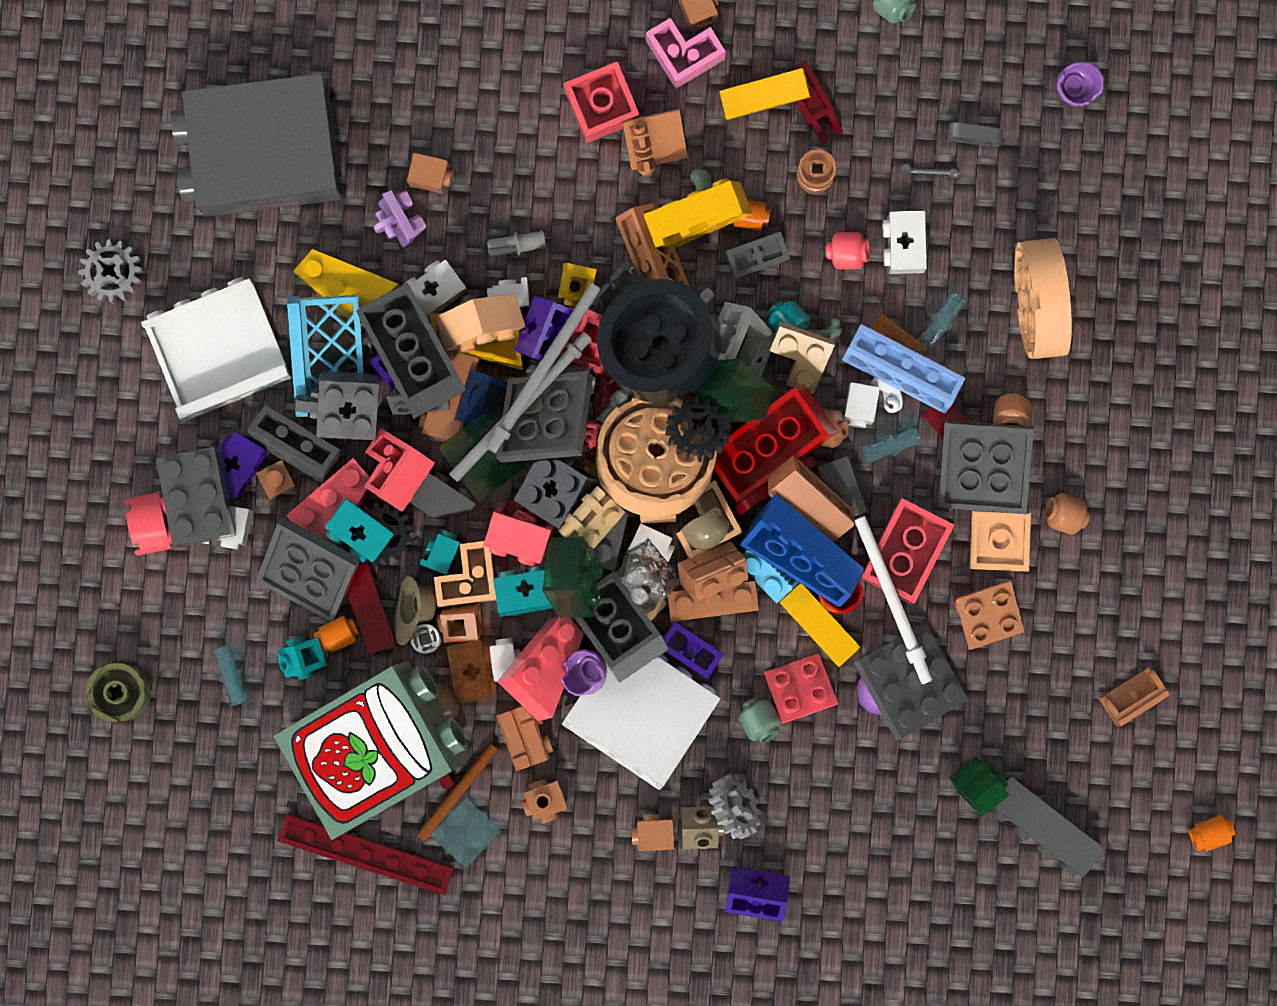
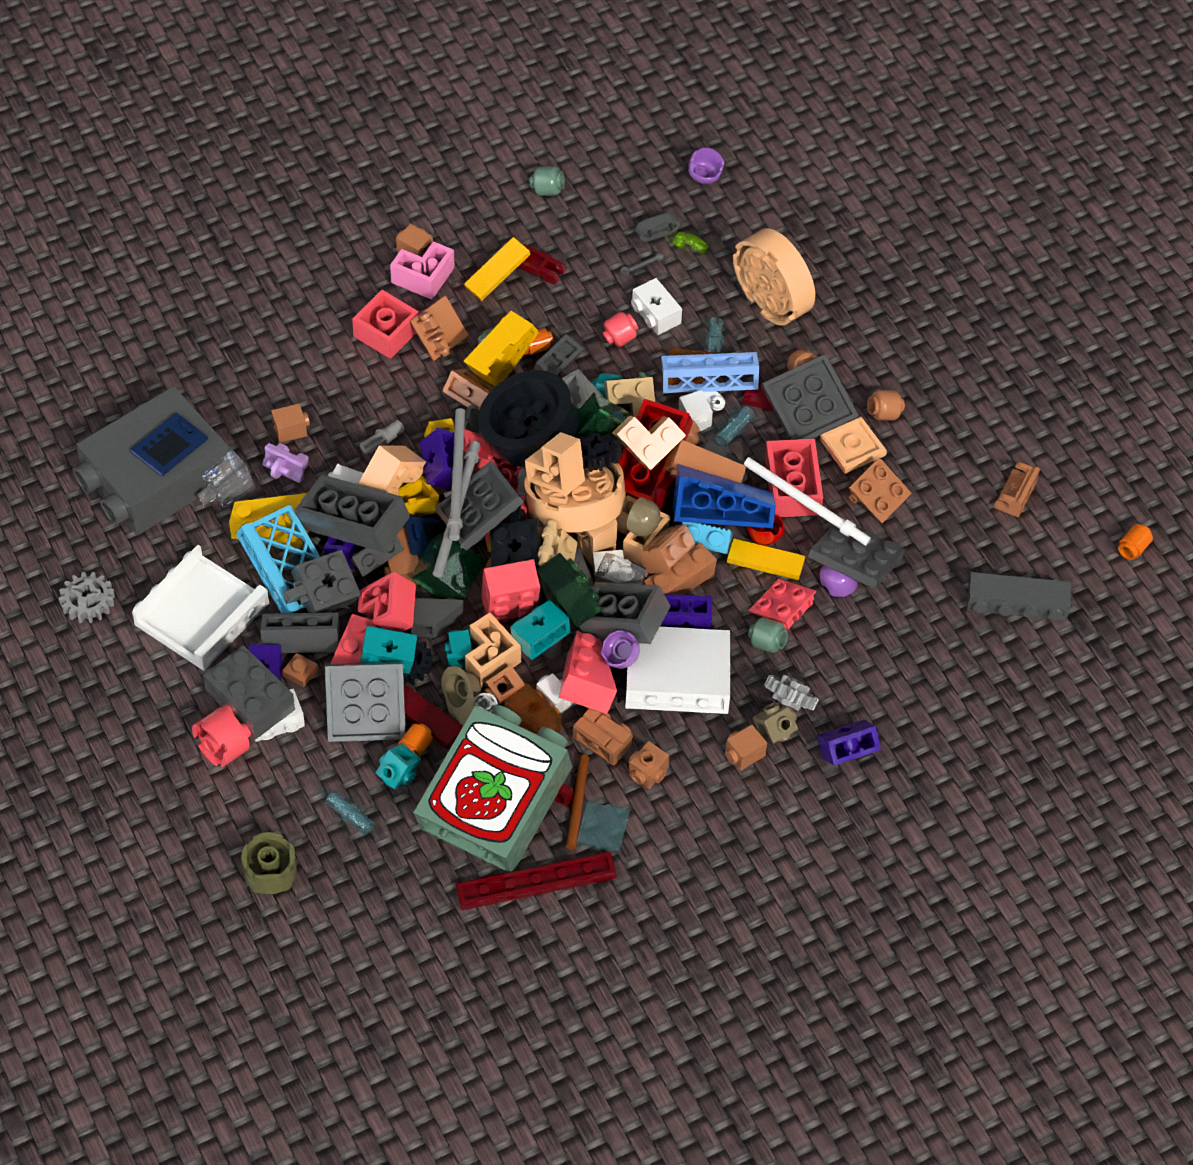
camera: 35 degrees left, 30 degrees down
(274, 149) = (169, 444): none -> dark blue container
(322, 212) = (226, 481): none -> clear torso
(642, 431) = (557, 465): none -> light nougat brick
(761, 451) = (649, 445): none -> light nougat brick
(816, 171) = (565, 294): nougat wheel -> none
(980, 785) = (953, 589): dark green brick -> none
(1001, 170) = (692, 240): none -> clear neon green arm

